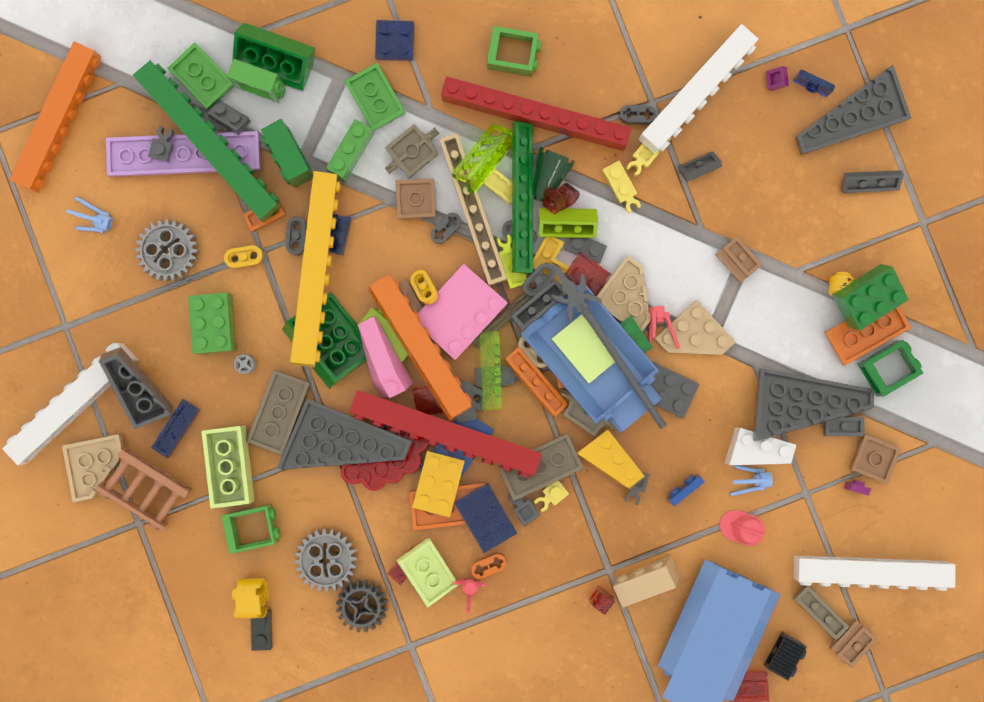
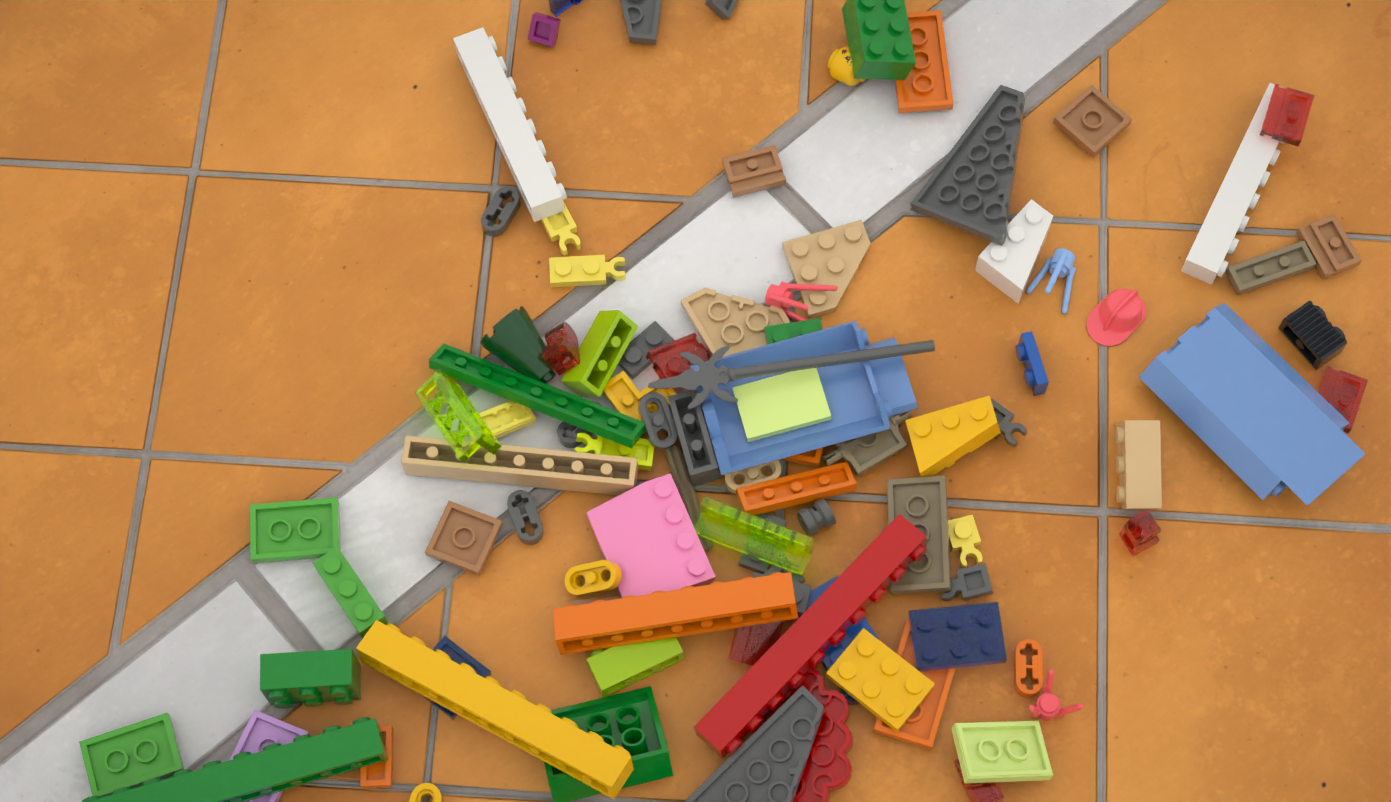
camera: 65 degrees left, 20 degrees down
(228, 117) = (212, 742): dark grey plate -> none
(256, 80) = (186, 674): bright green window -> none
(274, 53) = (161, 642): green slope -> none
(295, 236) = (431, 726): dark grey plate -> none
(383, 362) = (677, 680): bright pink wedge -> none
(394, 40) = (231, 471): clear blue plate -> none
(411, 150) = (395, 514): dark tan plate -> none
(520, 69) = (338, 355): bright green window -> none
(523, 401) = (815, 517): none -> dark grey wheel
(535, 113) = (435, 327): red brick -> none
(674, 390) = (894, 317): dark grey plate -> none
(700, 166) = (608, 165): dark grey plate -> none
(844, 427) = (1034, 138): dark grey plate -> none
(857, 486) = (1121, 155): magenta plate -> none
(874, 378) = (982, 78): green window -> none
(934, 585) = (1287, 115): none -> clear red plate

